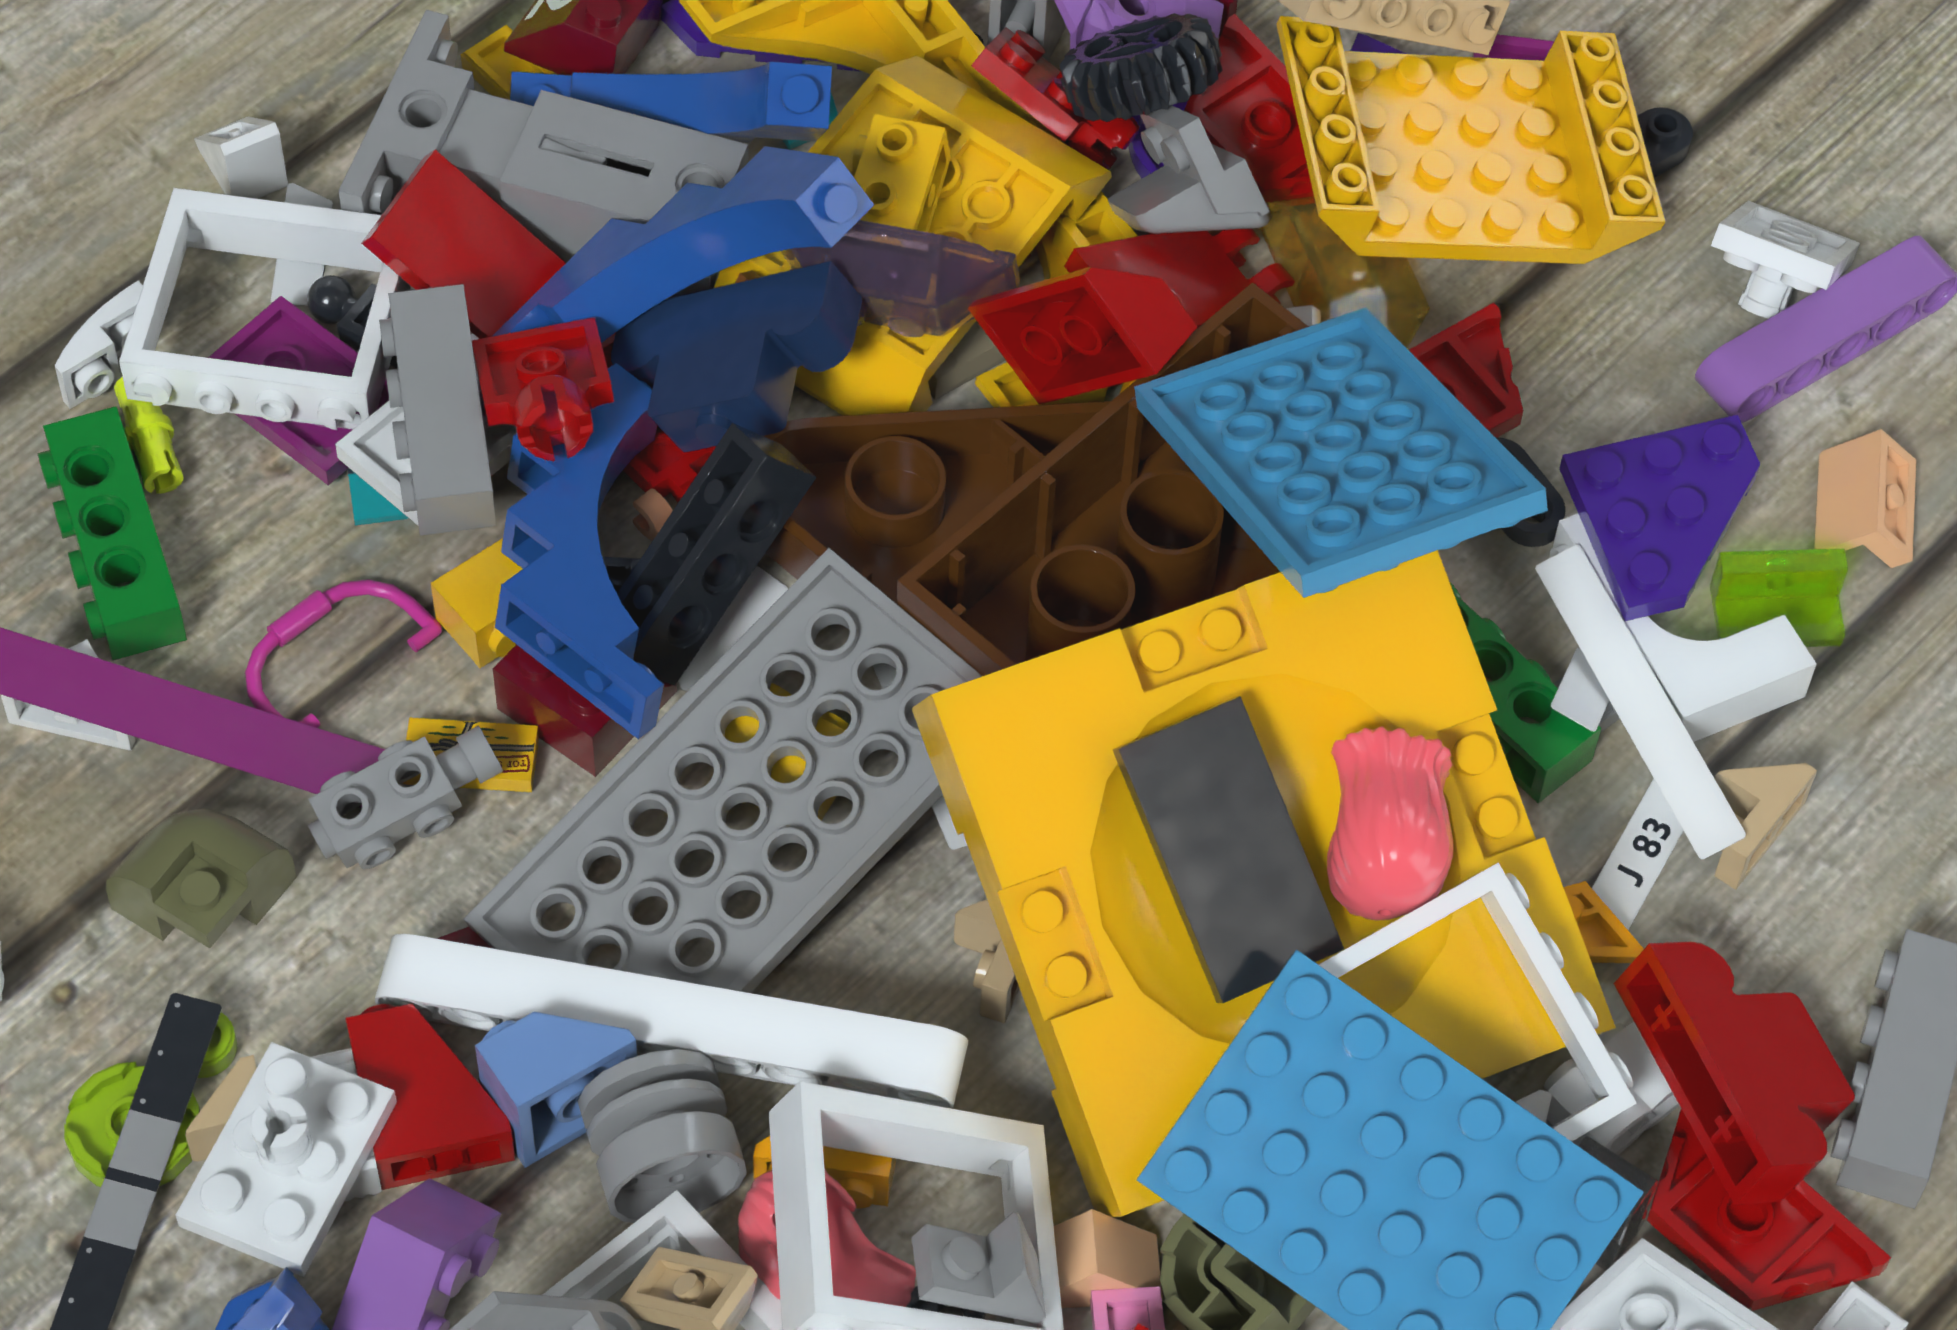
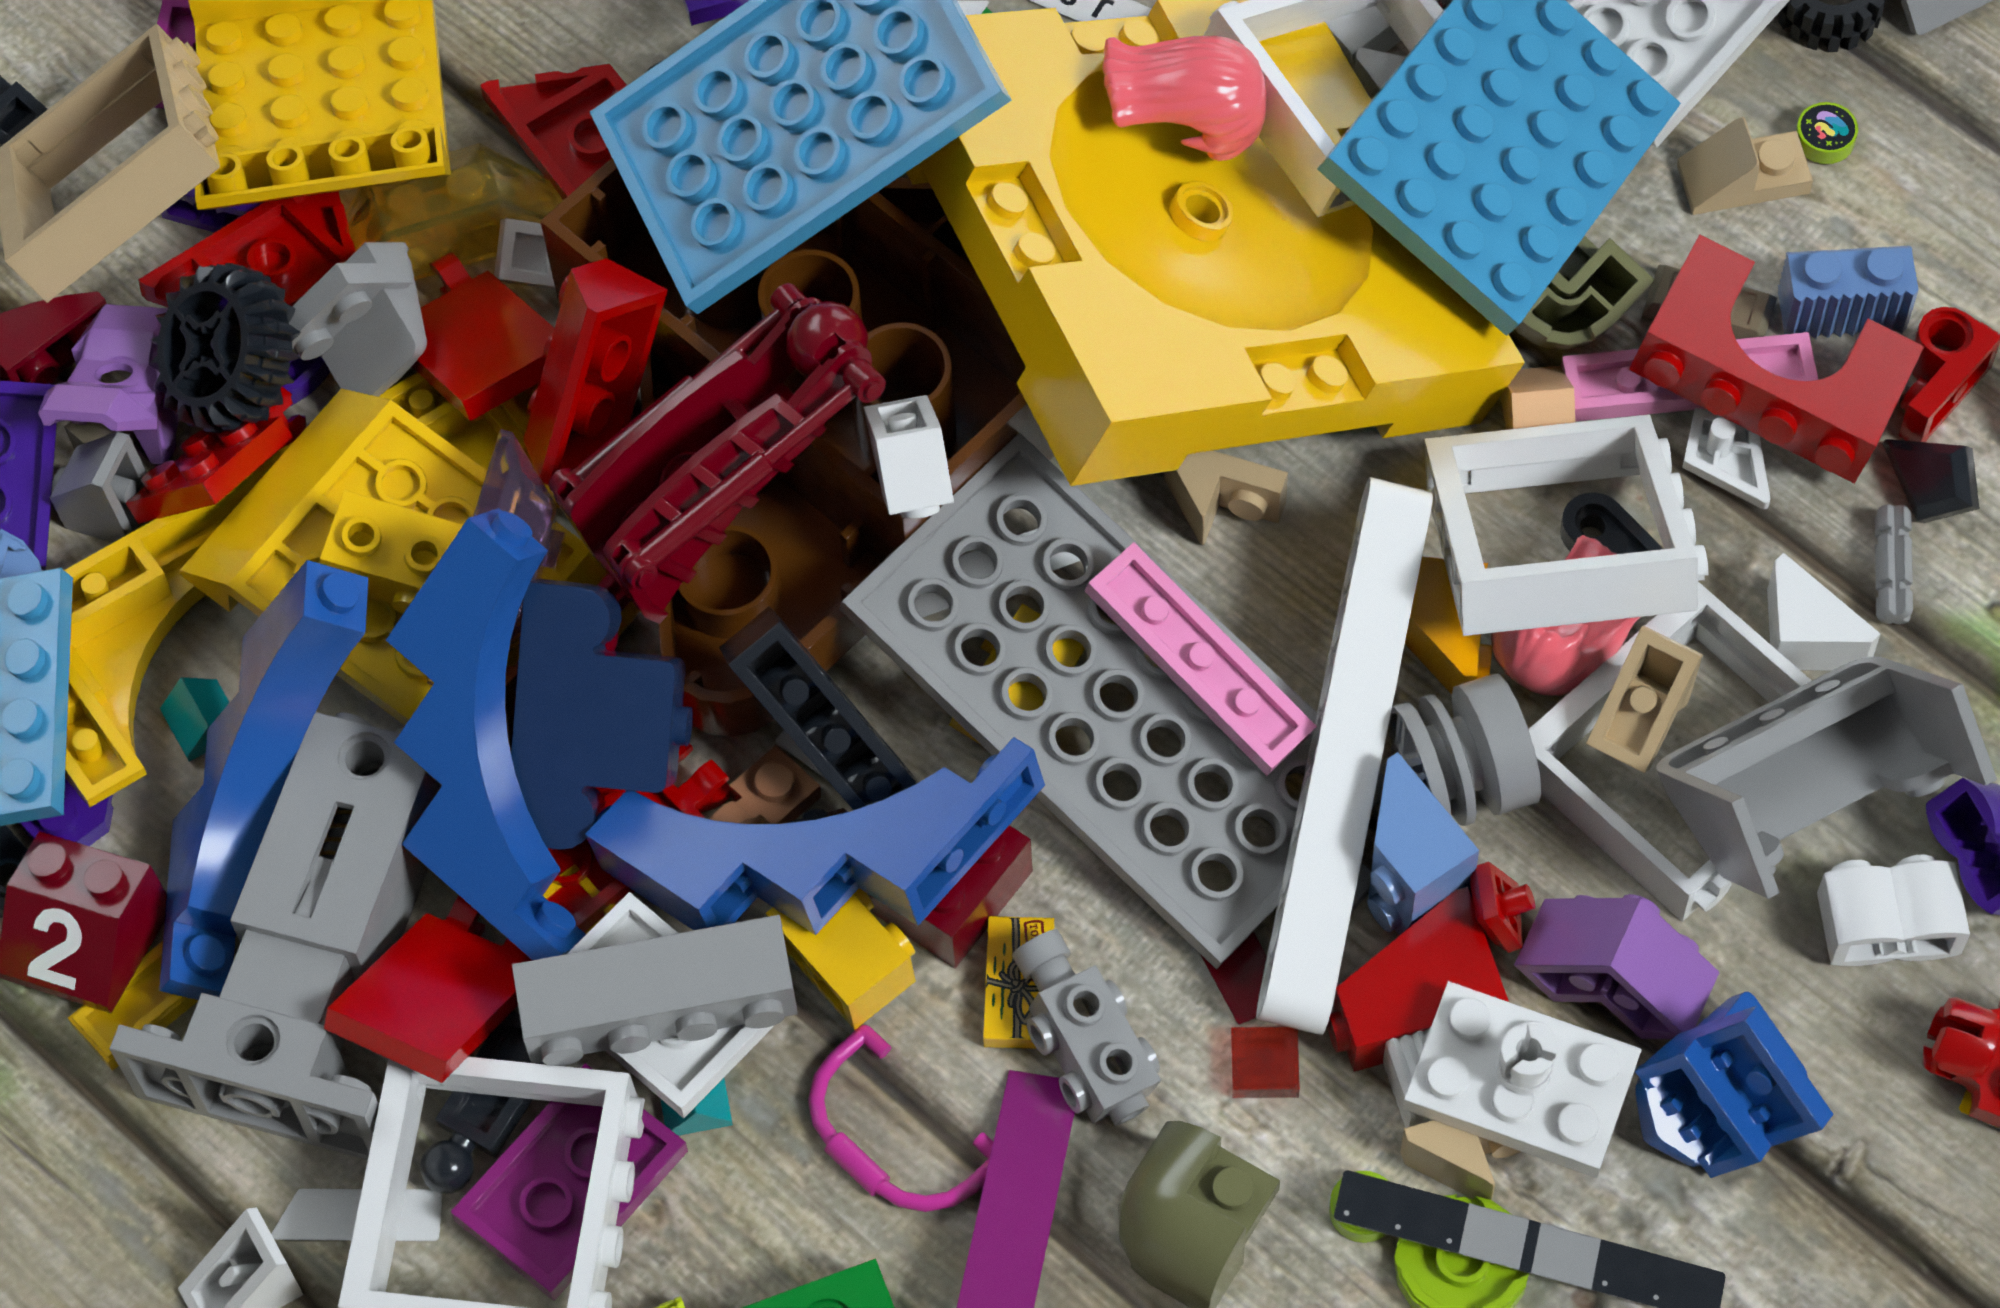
camera: 85 degrees left, 5 degrees up
(357, 962) = (1265, 1062): none -> clear red tile
(493, 1166) = (1499, 905): none -> red piece
(545, 384) = (634, 876): red plate -> none
(766, 875) = (1200, 658): none -> bright pink plate
(954, 567) = (909, 456): none -> white slope
(969, 405) = (710, 444): none -> dark red piece
(981, 1272) = (1609, 451): light grey slope -> none
(1227, 848) = (1208, 224): black tile -> none

